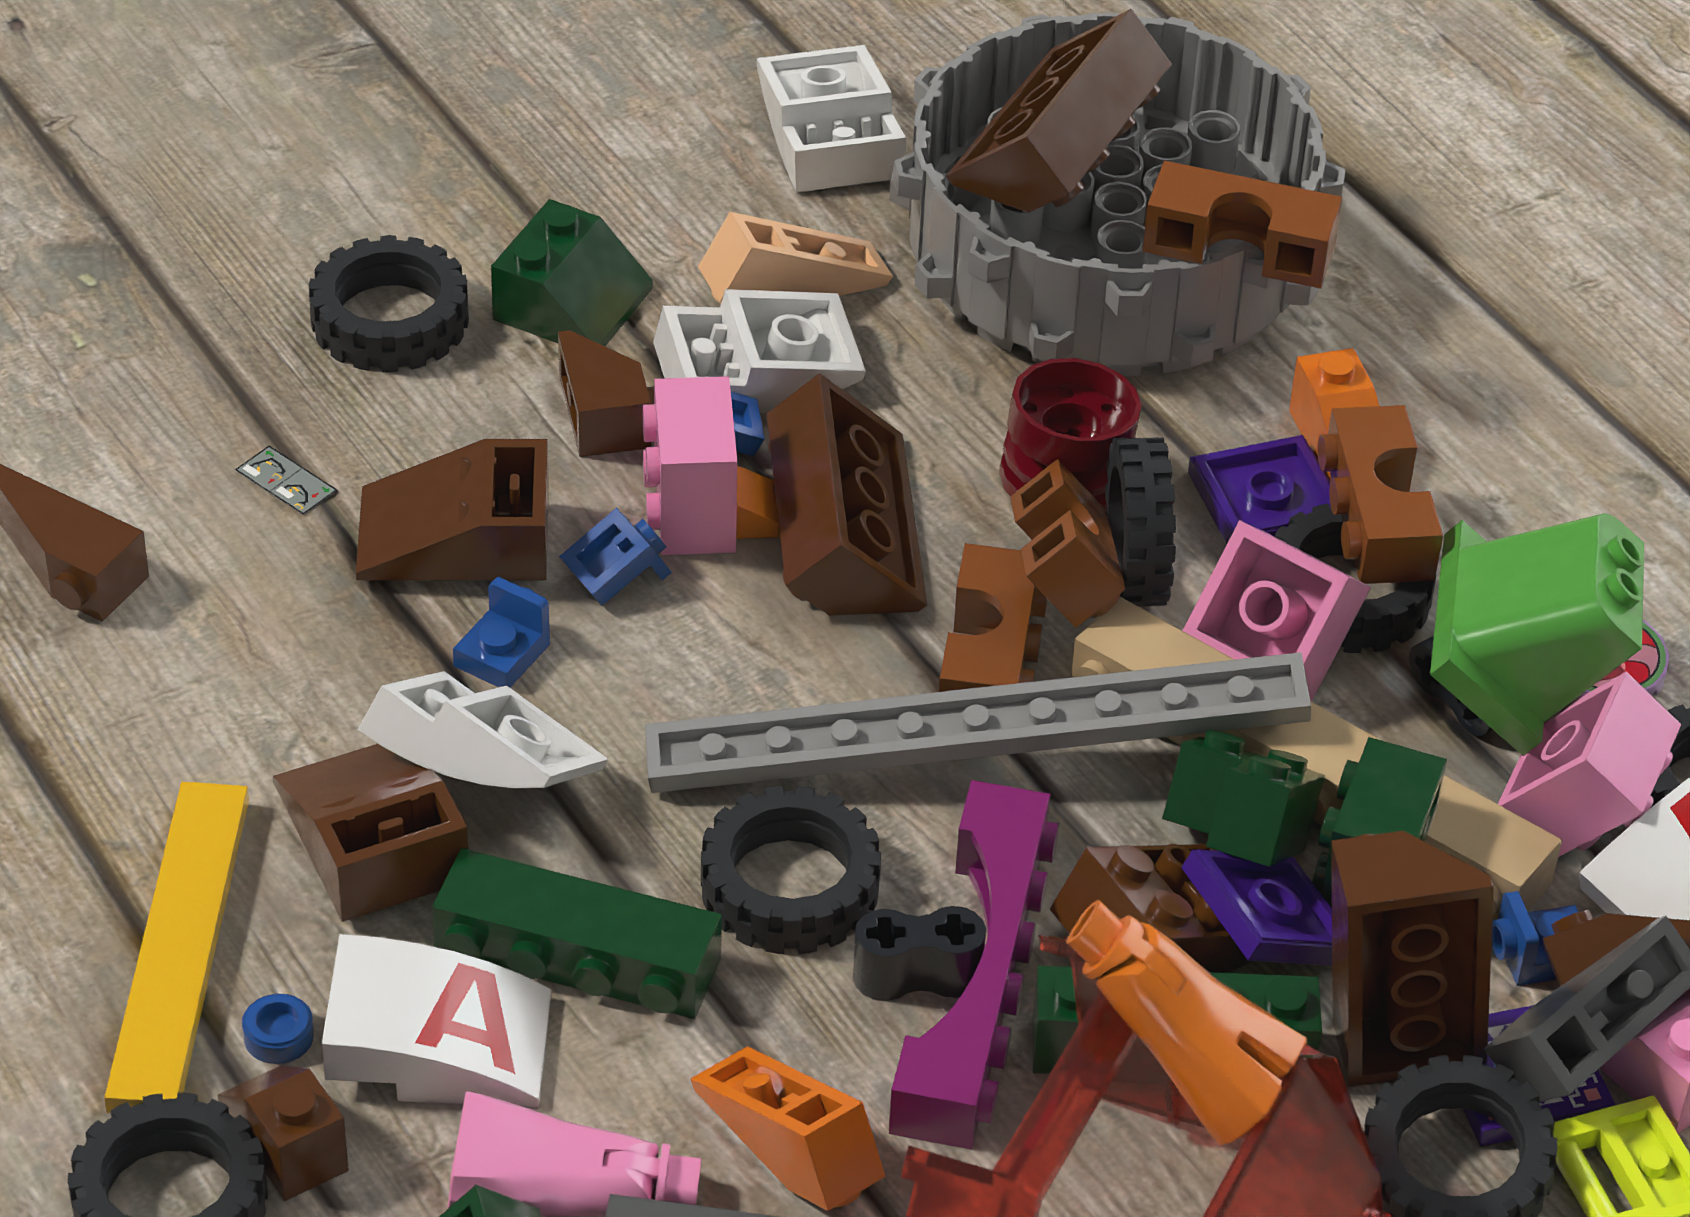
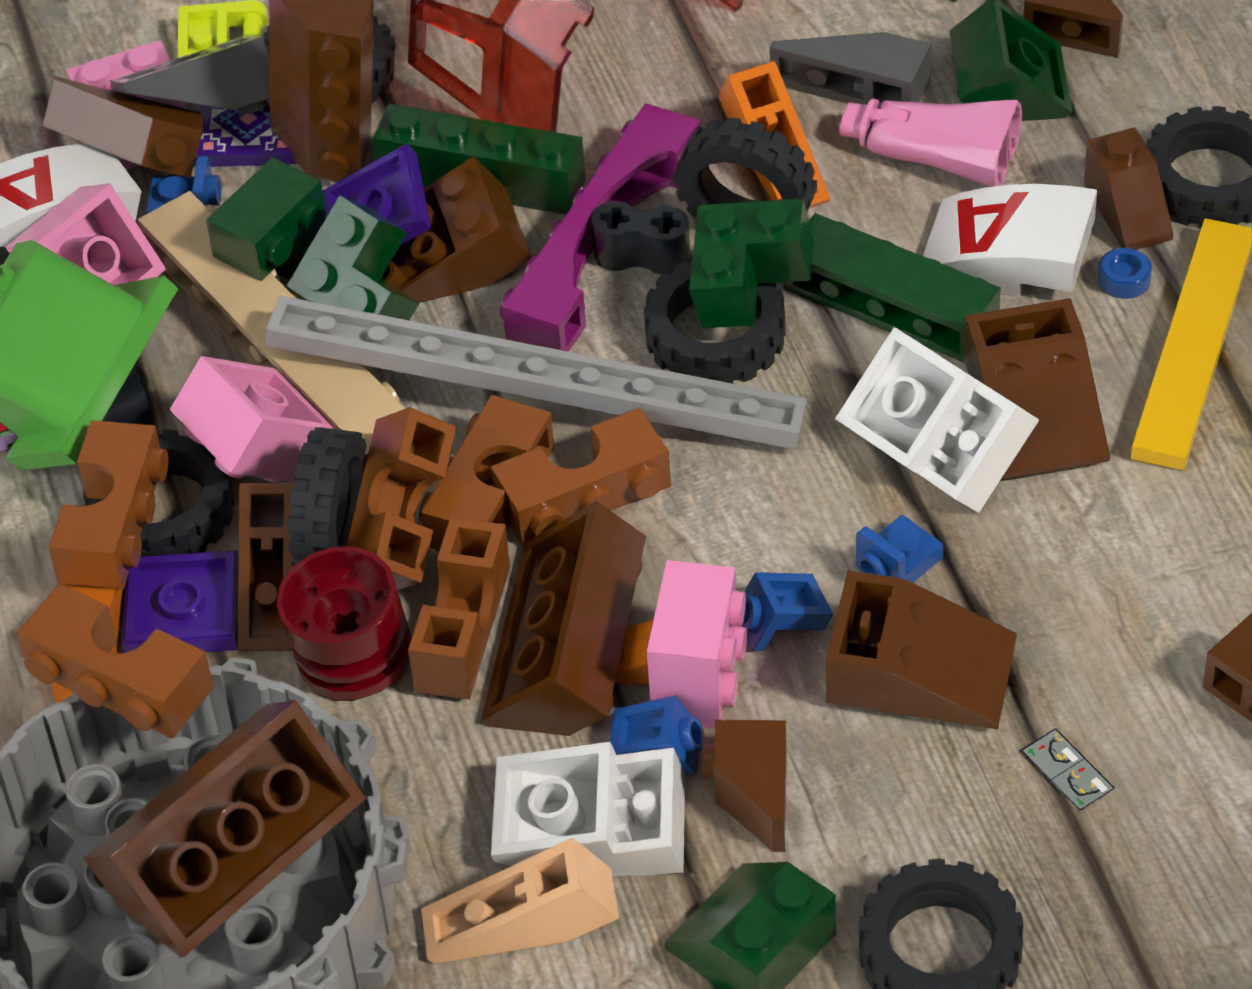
camera: 160 degrees left, 5 degrees up
(765, 865) = (744, 247): none -> dark green brick
(800, 927) = (746, 146): none -> black tyre
(899, 629) = (626, 467): none -> dark orange arch
(955, 477) = (455, 631): none -> dark orange arch
(1203, 524) = (262, 564): none -> reddish brown slope

